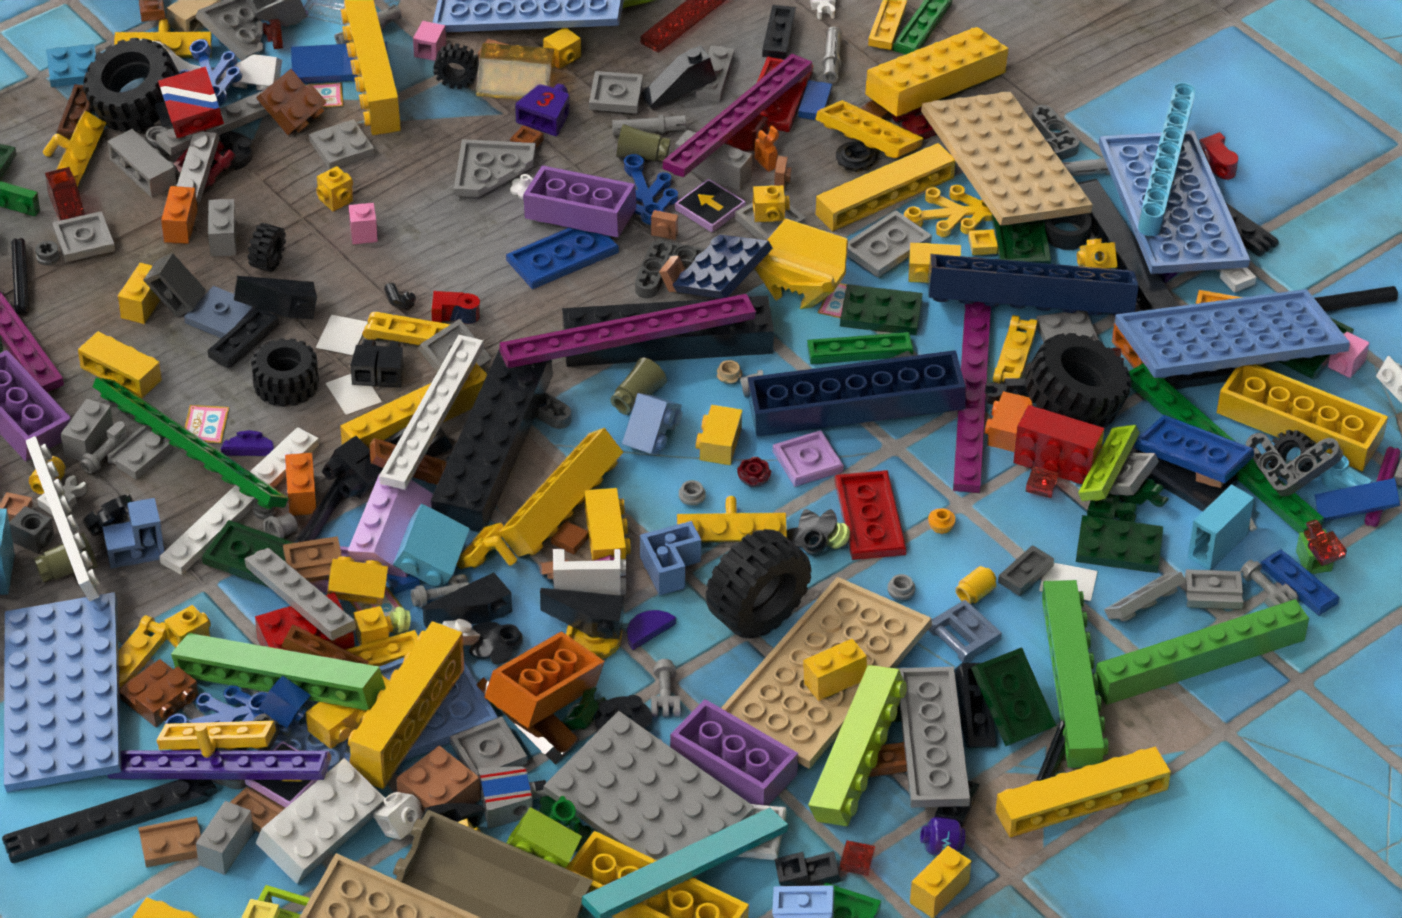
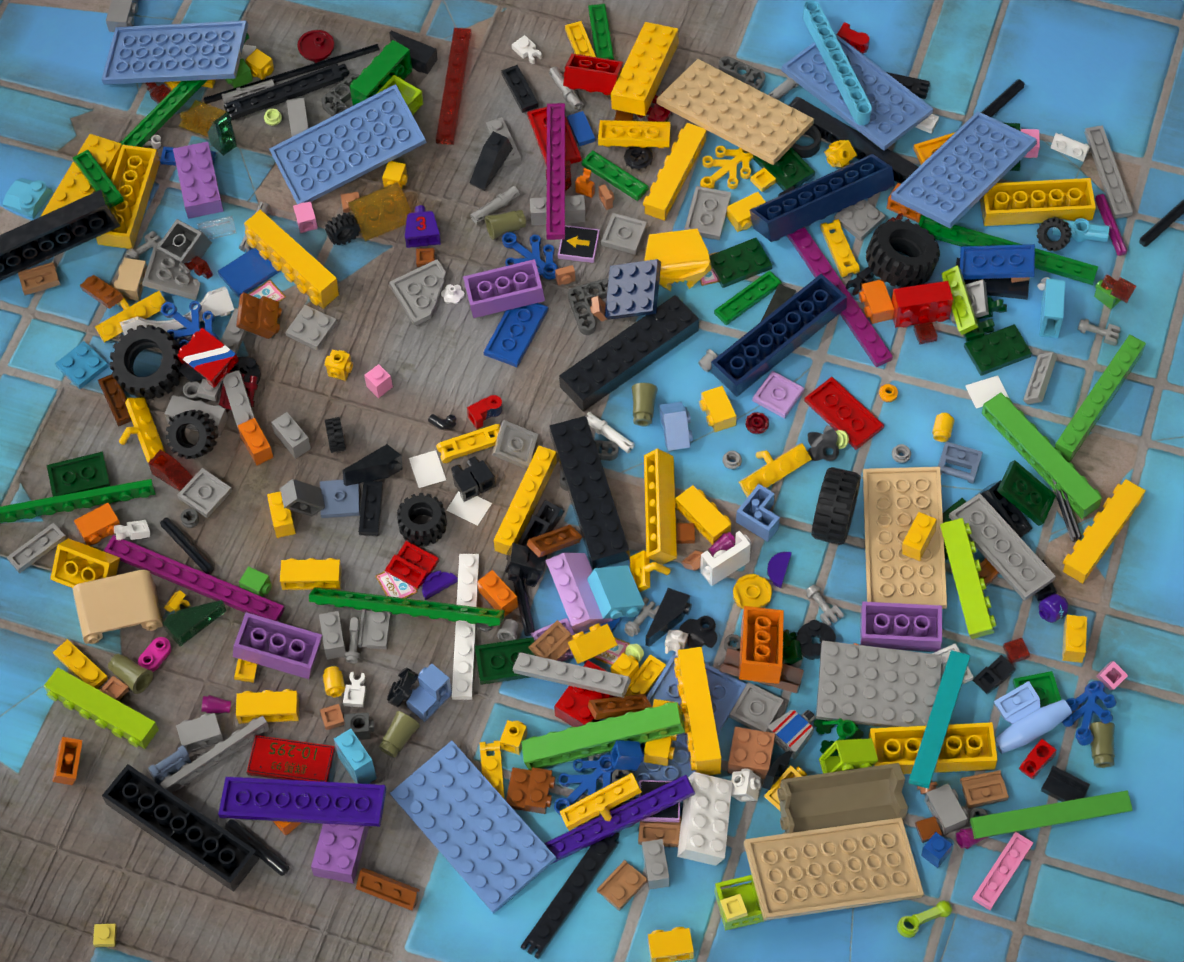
camera: 30 degrees left, 15 degrees up
(54, 341) = (255, 582): none -> bright green brick
(66, 523) = (390, 713): white plate -> none
(130, 174) = (178, 439): none -> black tyre
(236, 412) = (412, 565): none -> red slope
(431, 412) = (548, 499): white plate -> none
(570, 389) = (602, 428): none -> white pin
(589, 612) = (745, 581): black slope -> none
(616, 92) = (454, 191): light grey plate -> none
(626, 330) = (621, 373): magenta plate -> none
(729, 372) = (686, 356): tan plate -> none
(770, 203) = (624, 226): yellow brick -> none
(812, 159) = (615, 175): none -> green tile
(864, 44) = (592, 73): none -> red brick
(1026, 570) = (962, 400): dark grey plate -> none
(1214, 589) = (1073, 350): light grey plate -> none
(1292, 470) = (1065, 246): dark grey beam -> none
(1307, 586) = (1108, 315): blue tile -> none
(1357, 499) = (1109, 244): blue tile -> none

